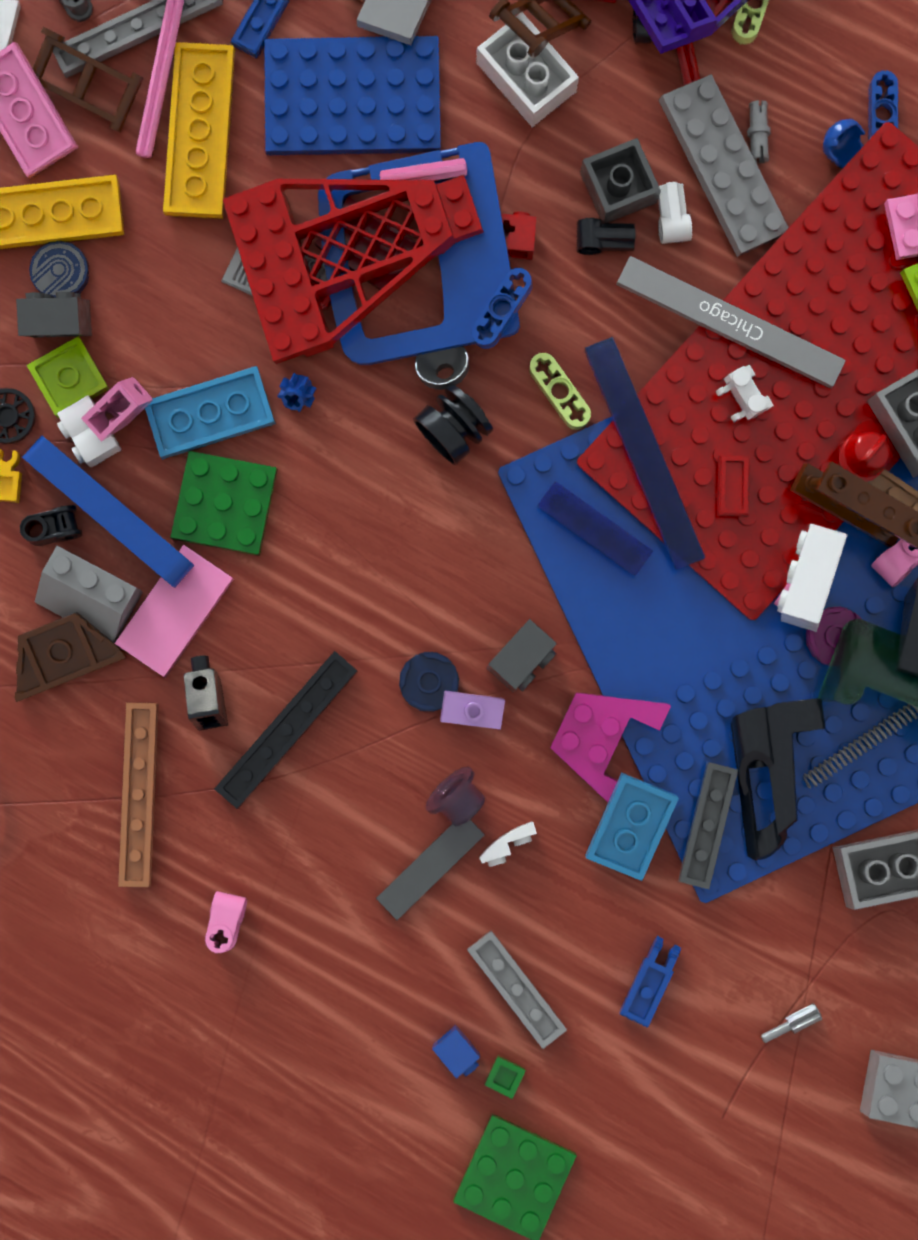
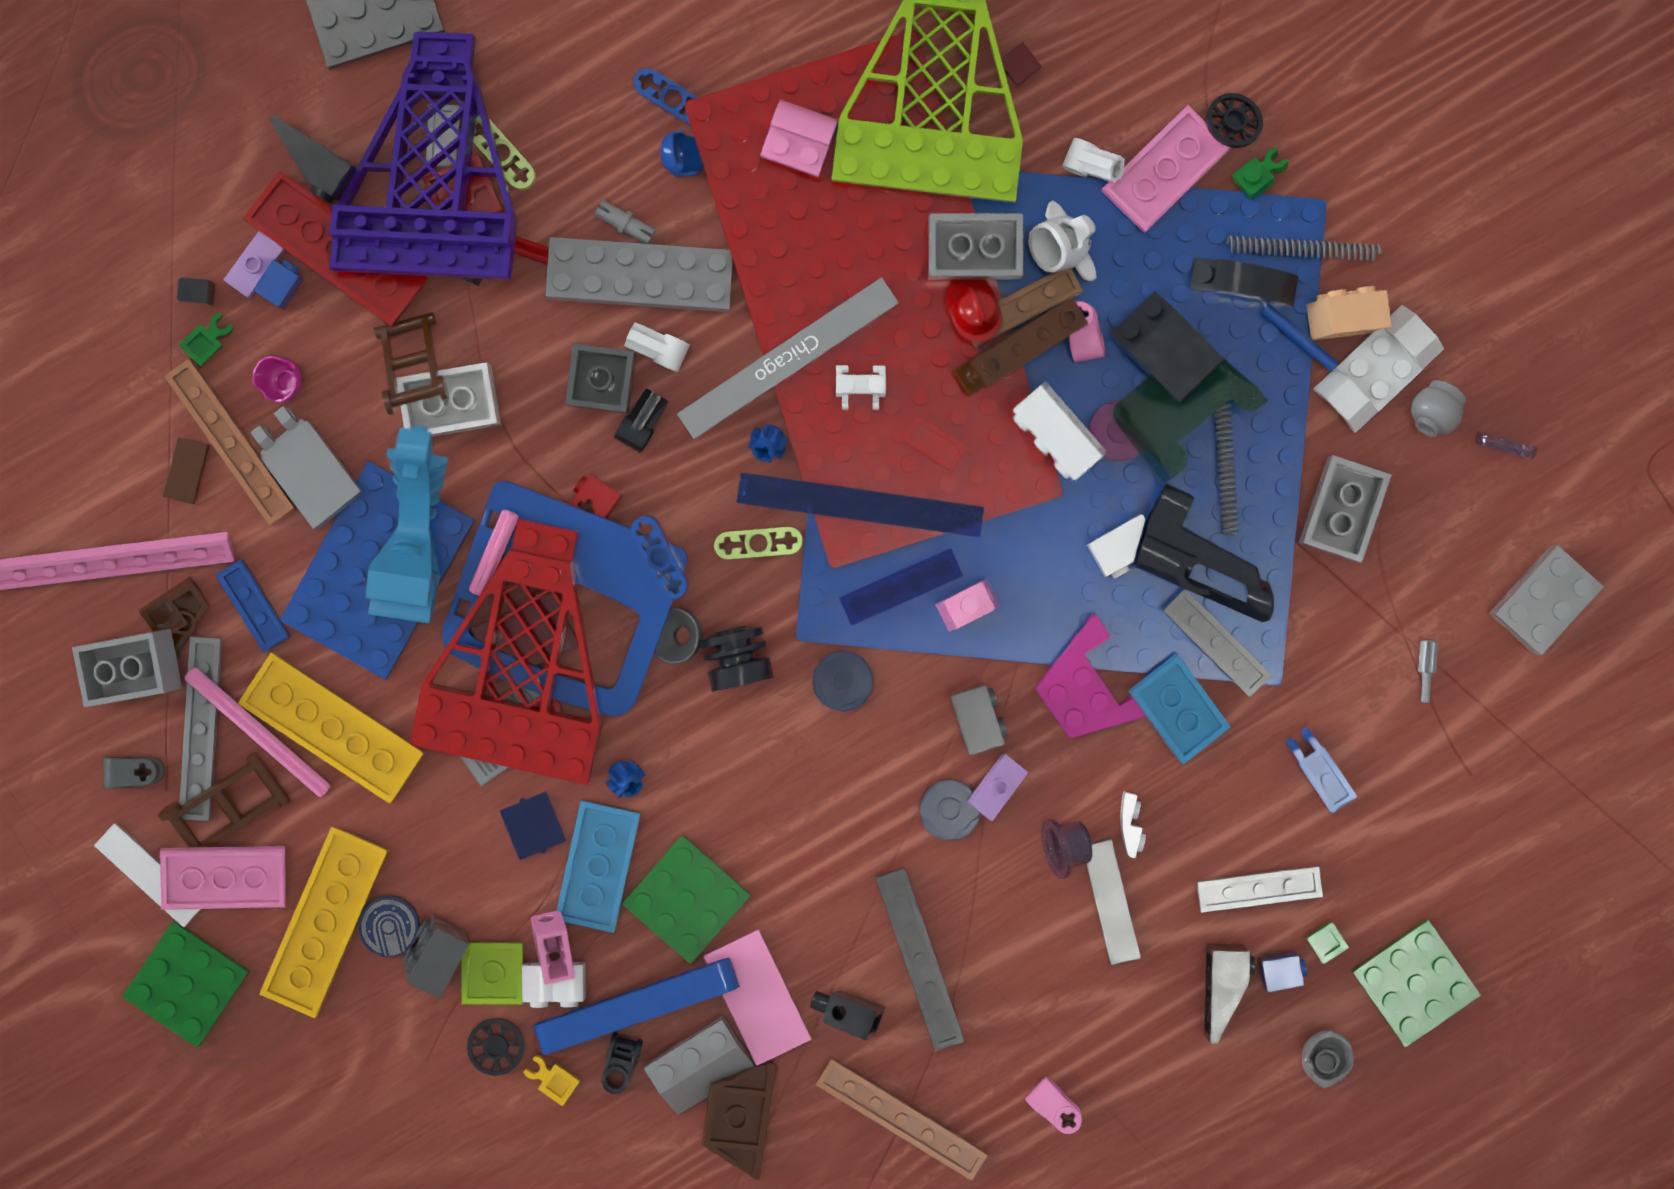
camera: 55 degrees left, 5 degrees up
(213, 341) = (533, 825): none -> clear blue piece
(368, 109) = (406, 570): none -> dark azure piece
(404, 1137) = (1327, 1058): none -> light grey hair
(418, 1007) = (1225, 983): none -> slope
(485, 528) = (842, 681): none -> dark blue tile
(614, 592) = (968, 605): none -> bright pink torso
(648, 349) = (767, 443): none -> blue gear
(737, 691) = (1117, 547): none -> white slope

